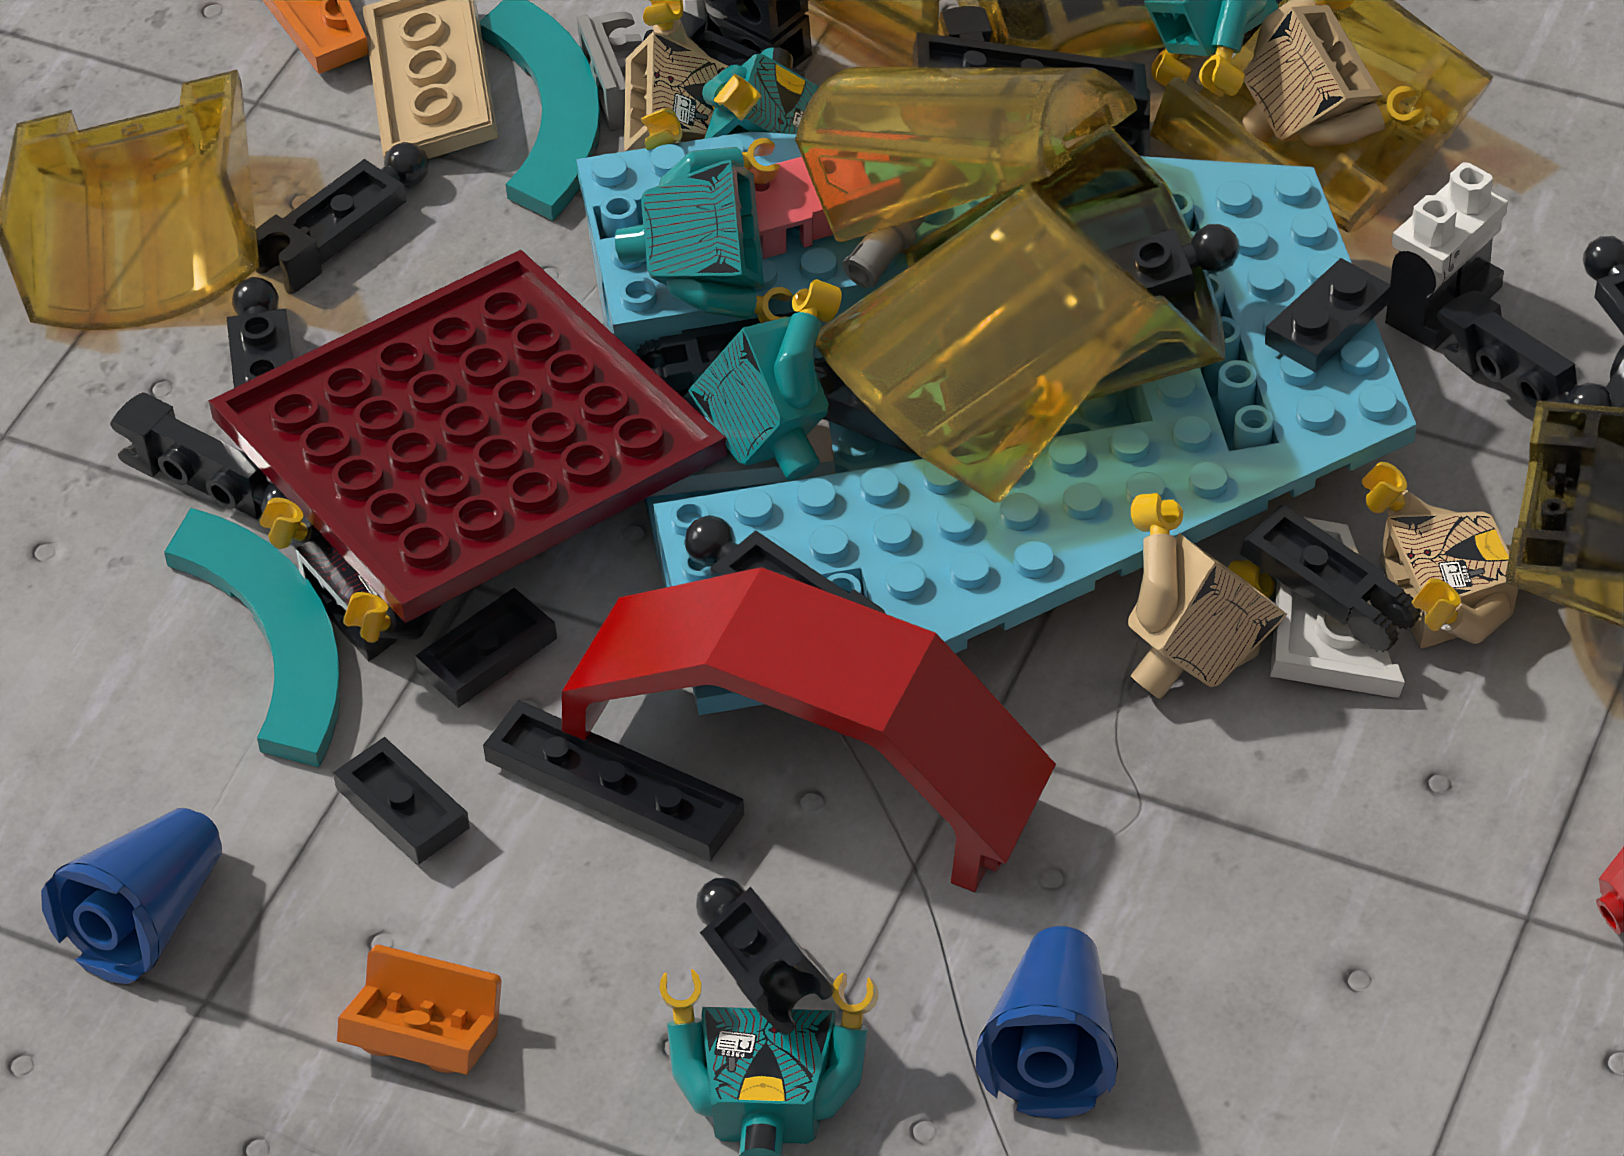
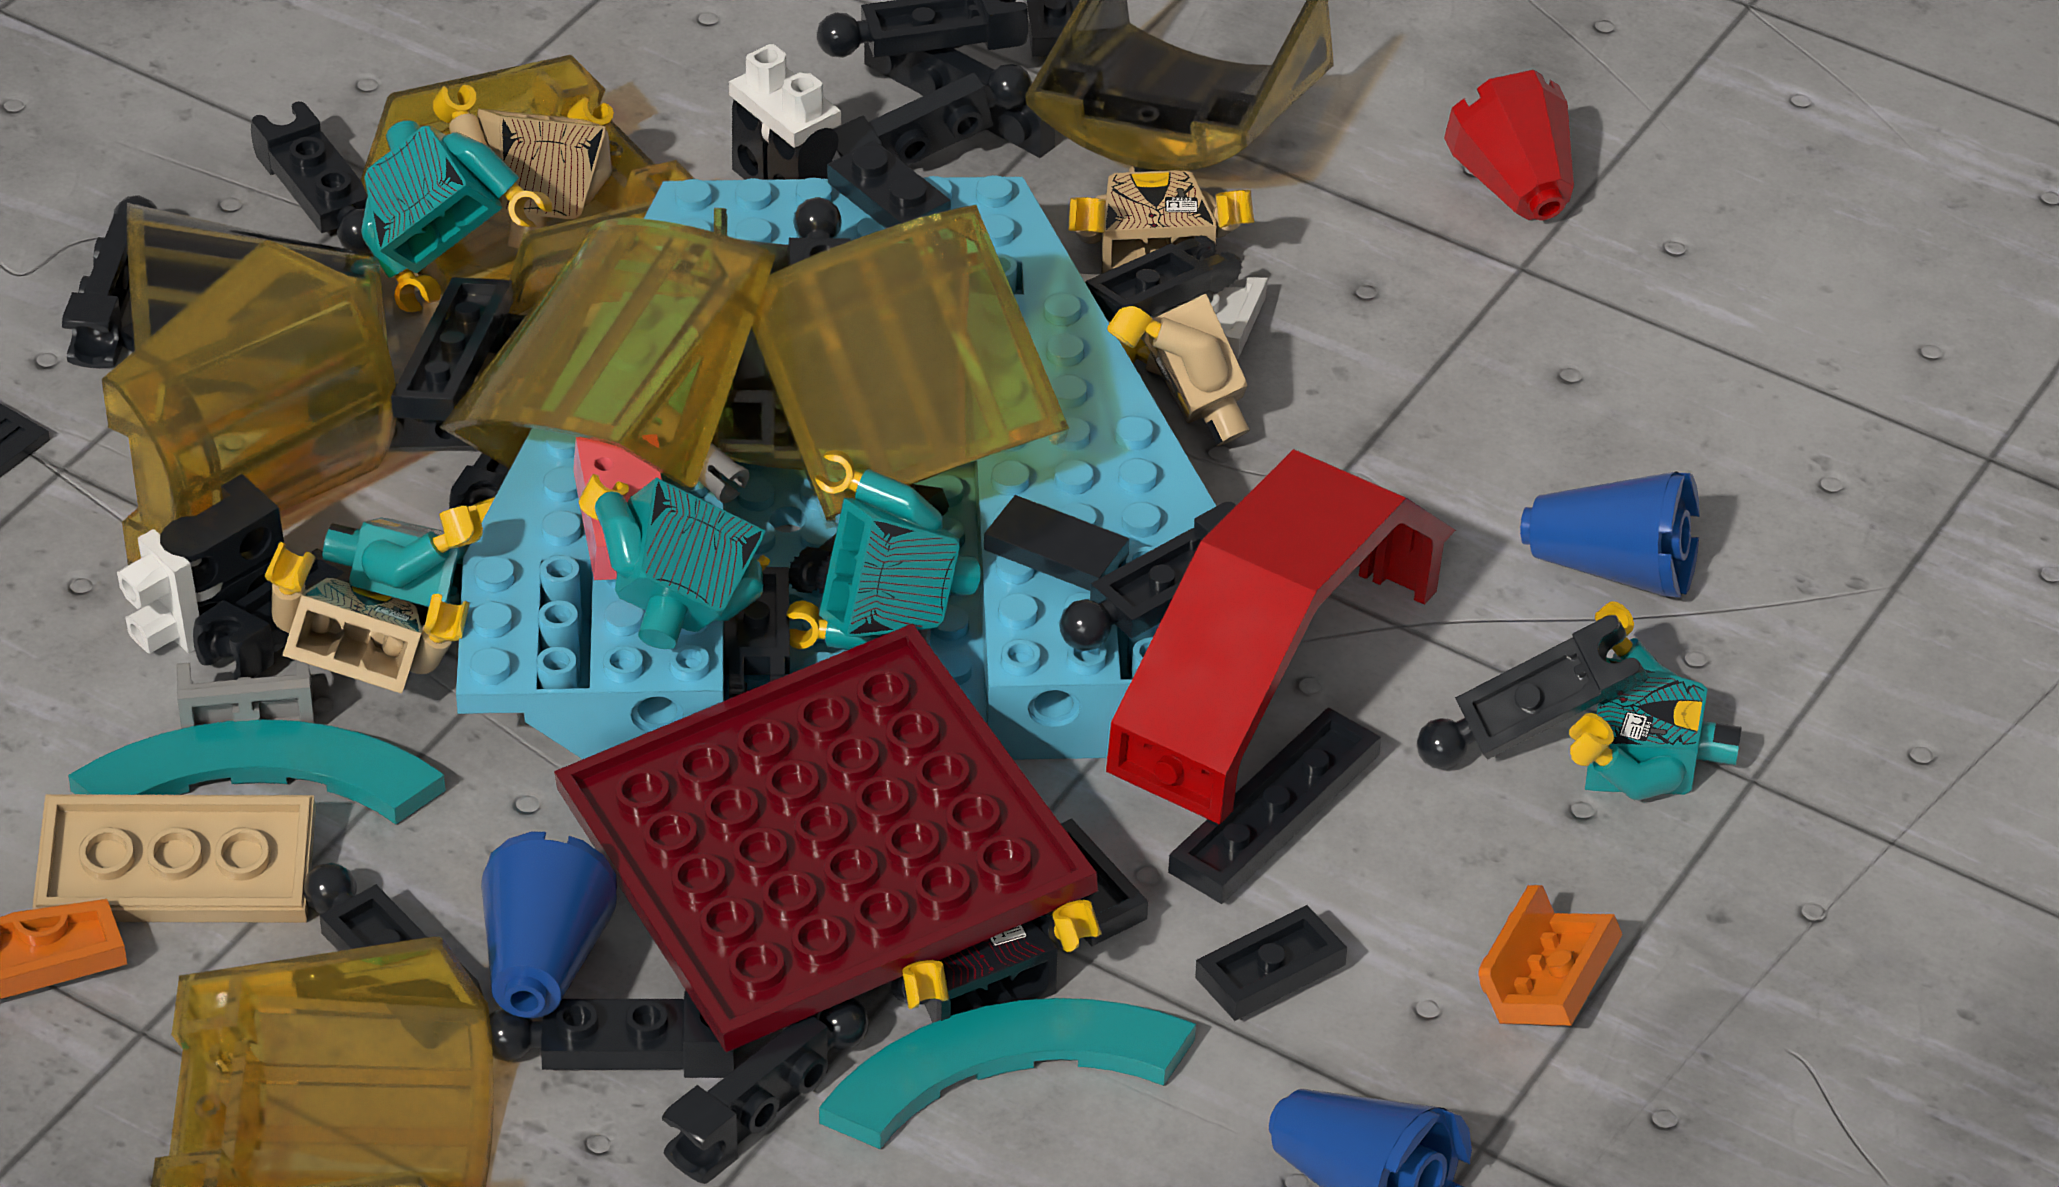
camera: 85 degrees left, 5 degrees down
(328, 275) = (543, 917): none -> blue cone
(832, 510) = (1055, 543): none -> black tile

